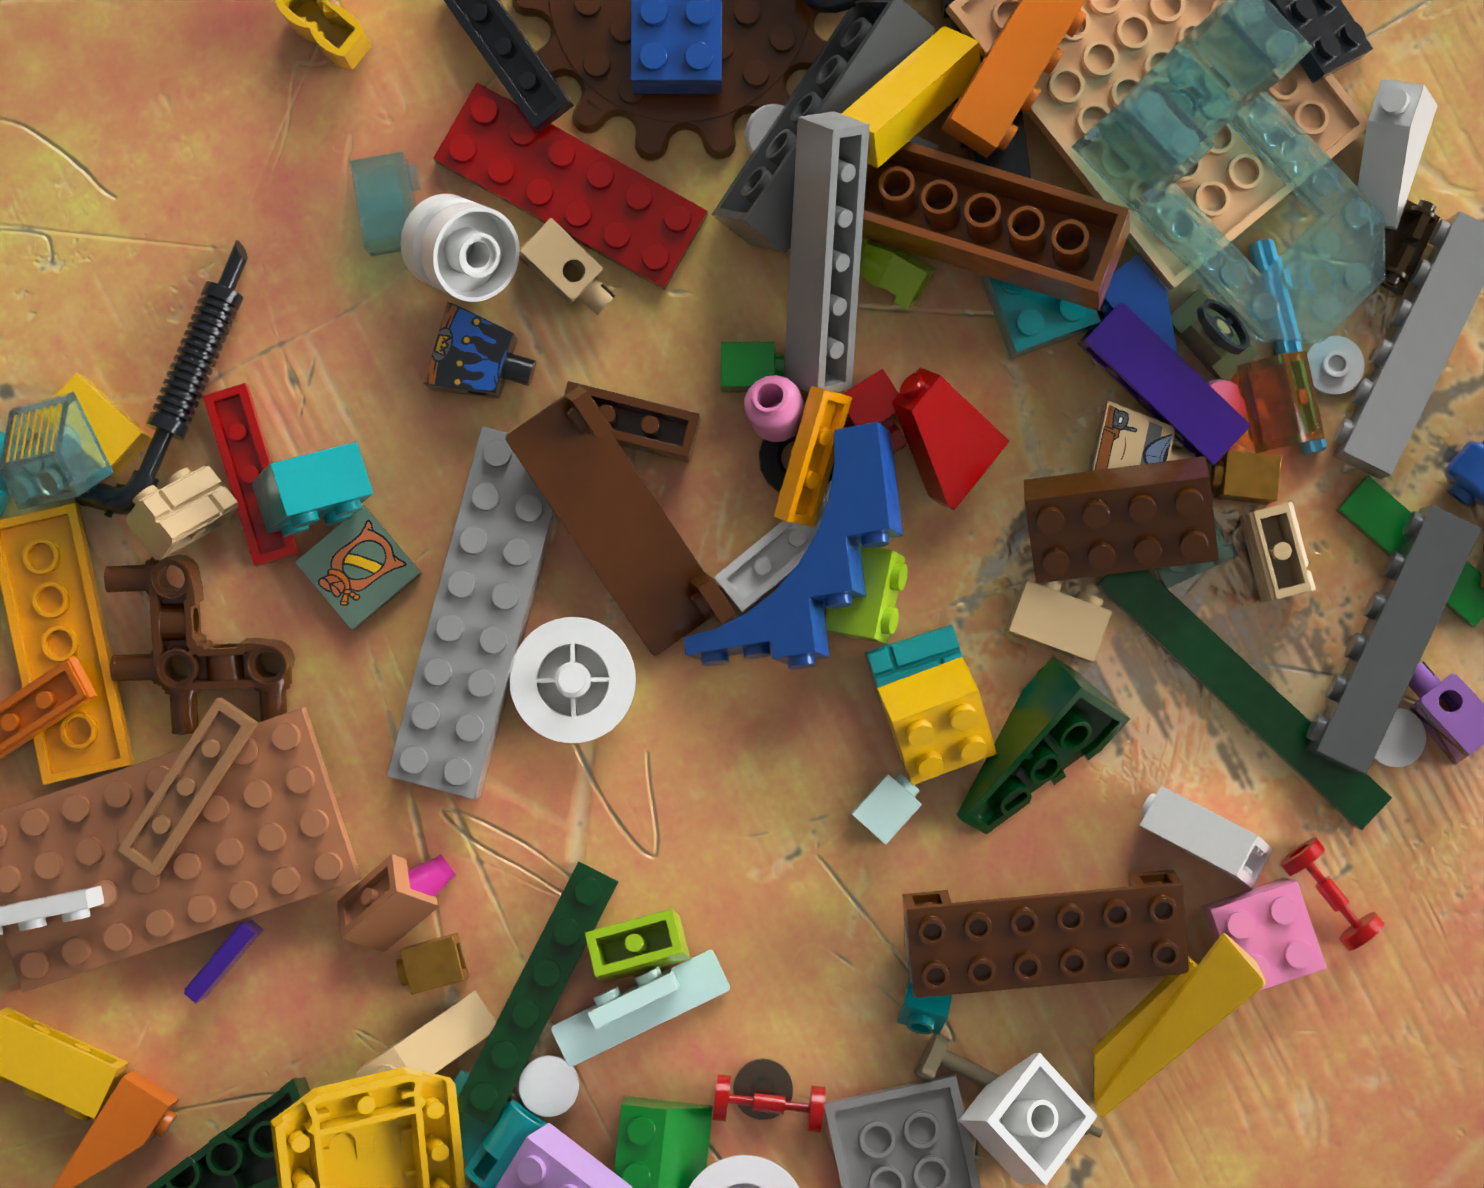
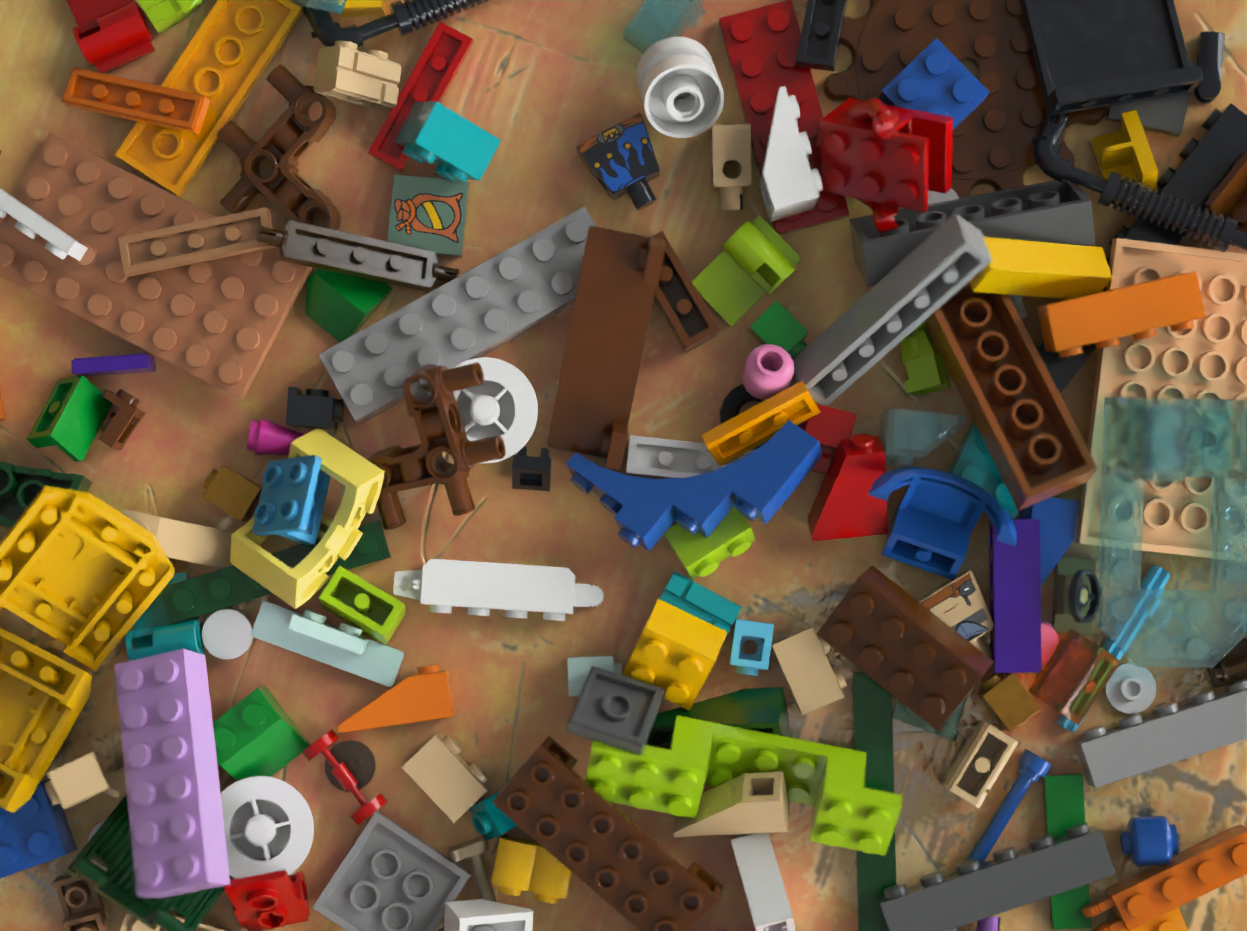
camera: 50 degrees right, 0 degrees up
(231, 1041) = (70, 417): none -> green panel
(280, 1003) = (120, 425): none -> reddish brown bracket
(334, 660) = (357, 255): none -> plate
(357, 706) = (342, 301): none -> green slope
(383, 906) = (238, 429): nougat panel -> none
(429, 825) = (313, 409): none -> black brick
(489, 918) = (292, 499): none -> dark azure bracket
(554, 736) = (439, 432): none -> reddish brown pin
(559, 910) = (337, 536): none -> light yellow window
(625, 231) = (786, 176): none -> white slope
(663, 691) = (531, 472): none -> black tile
(669, 343) = (748, 268): none -> lime piece
(690, 131) = (885, 156): none -> red torso
(732, 815) = (496, 586): none -> white hinge
(759, 982) = (412, 700): none -> orange slope
(852, 1014) = (446, 776): none -> tan brick
(938, 815) = (616, 710): none -> dark grey tile
(948, 335) = (914, 434): none -> clear light blue slope
(992, 630) = (762, 635): none -> medium azure brick
(998, 1019) = (530, 868): none -> yellow brick
(1037, 386) = (937, 518): none -> blue piece
(1093, 742) = (715, 753): none -> lime bracket
(1117, 792) = (740, 806): none -> tan slope
(1322, 514) = (1030, 770): none -> blue piece

